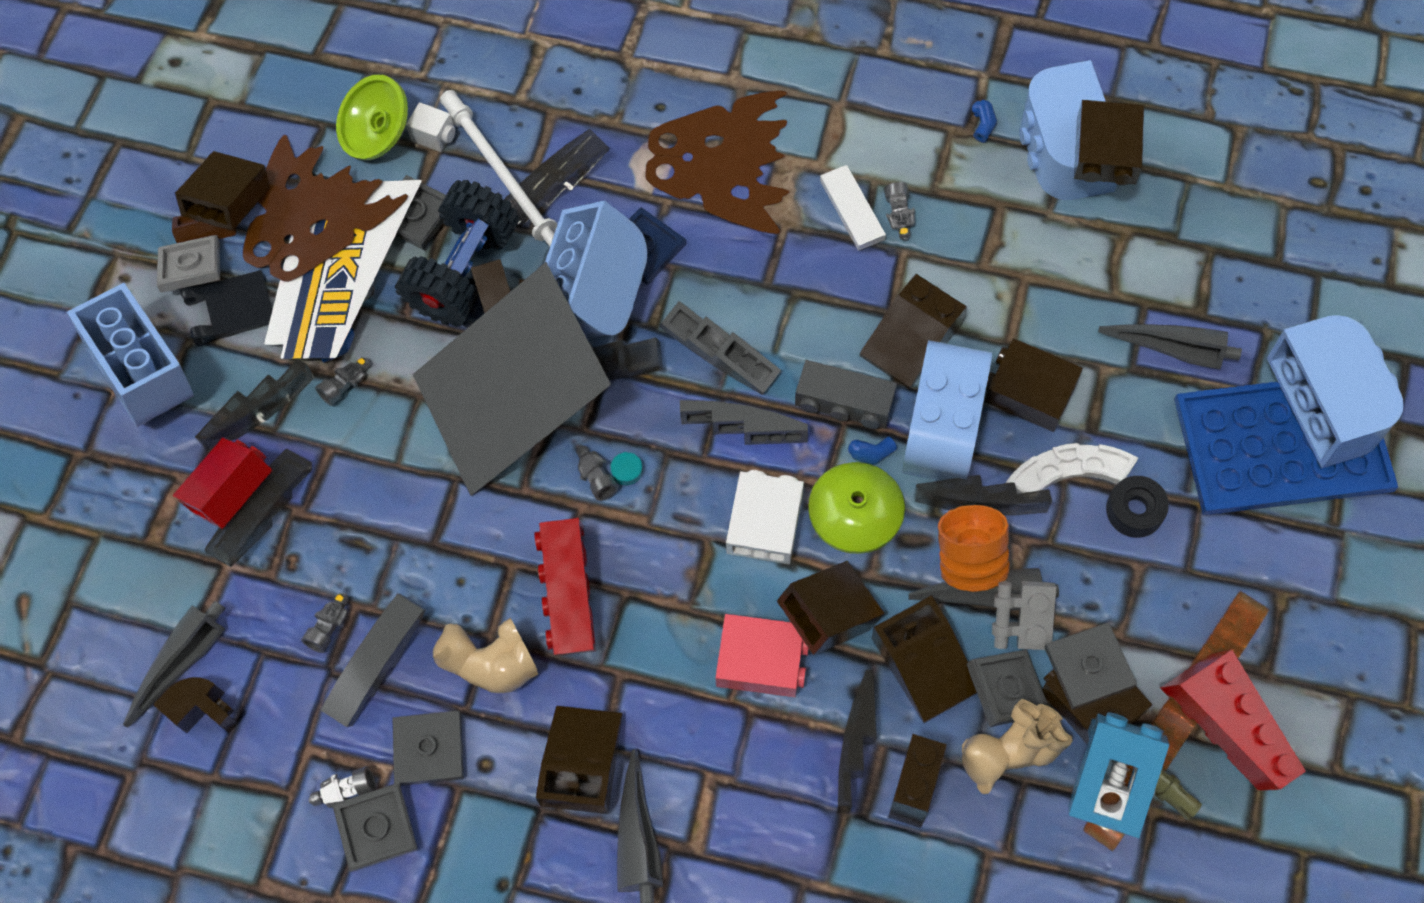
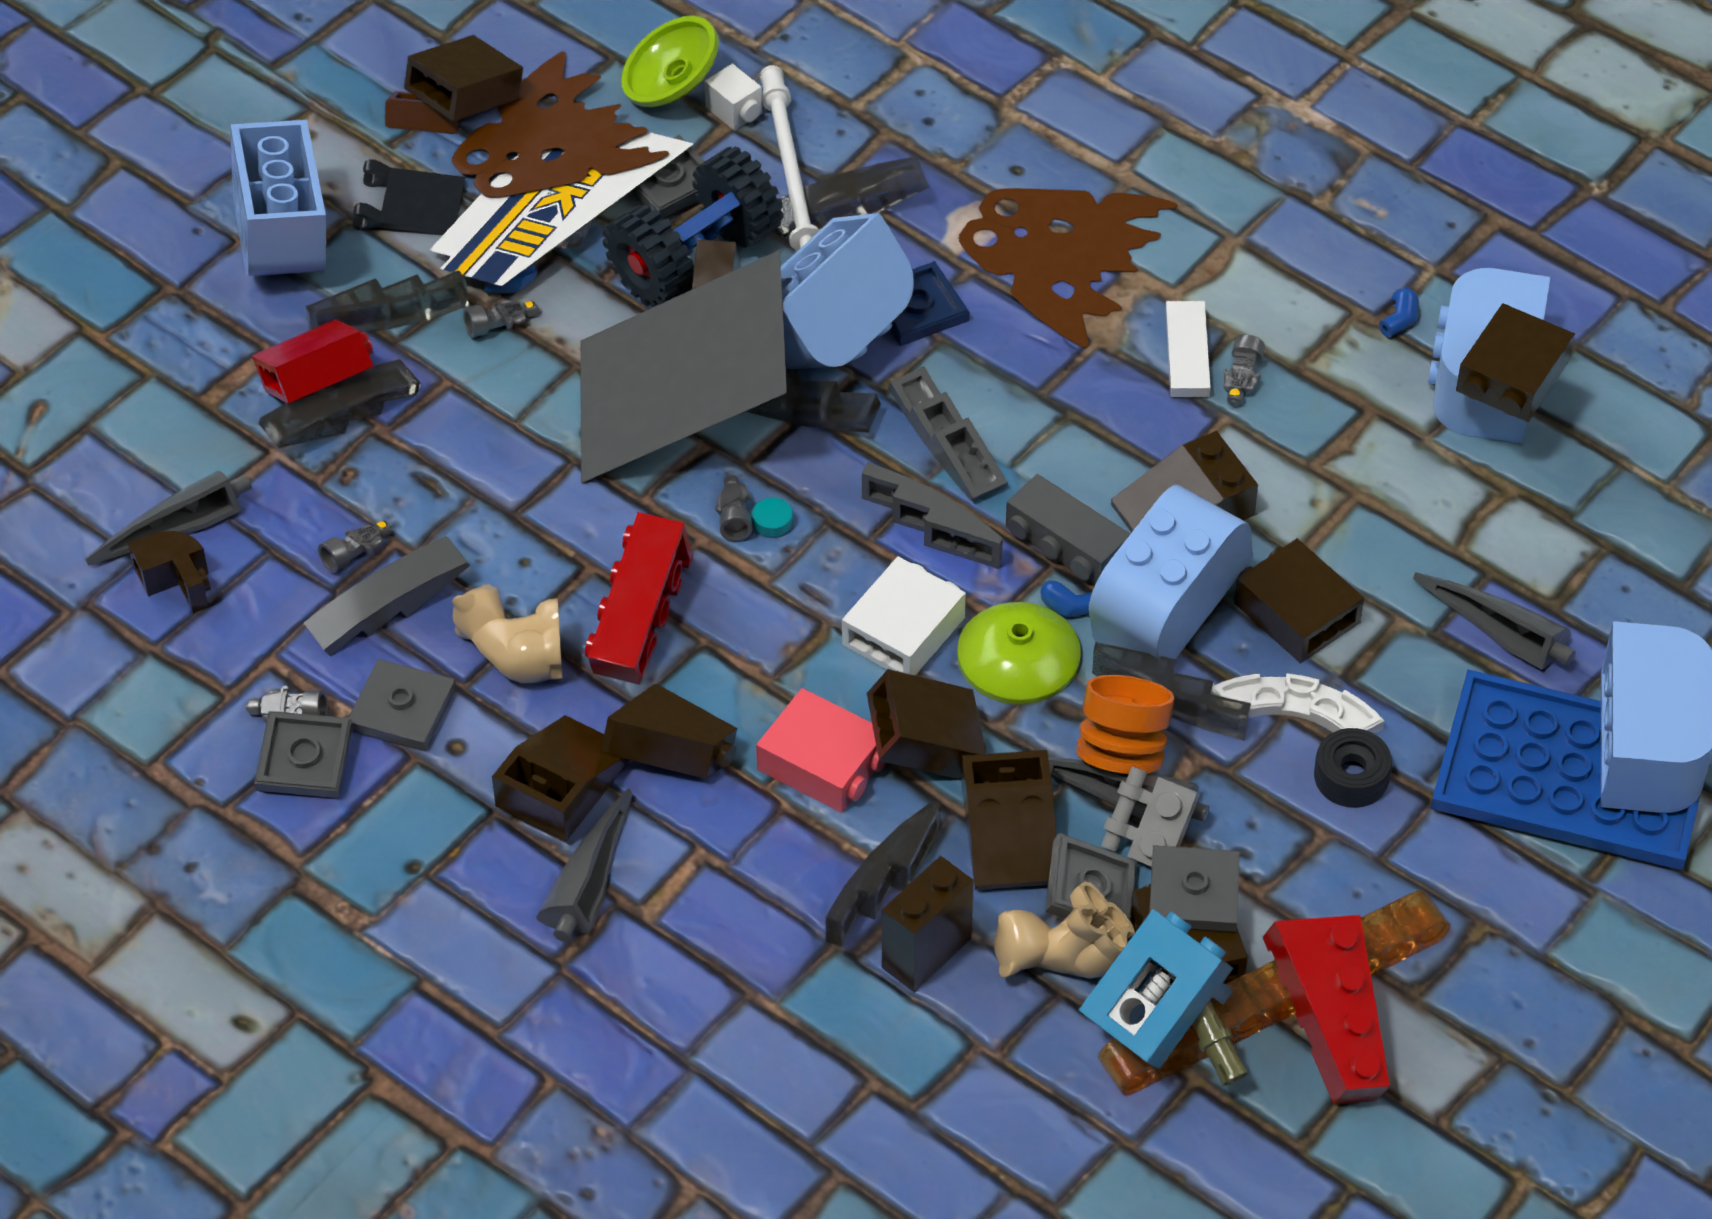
camera: 20 degrees right, 15 degrees down
(188, 263) = (387, 140): light grey plate -> none
(646, 693) = (670, 734): none -> dark brown slope

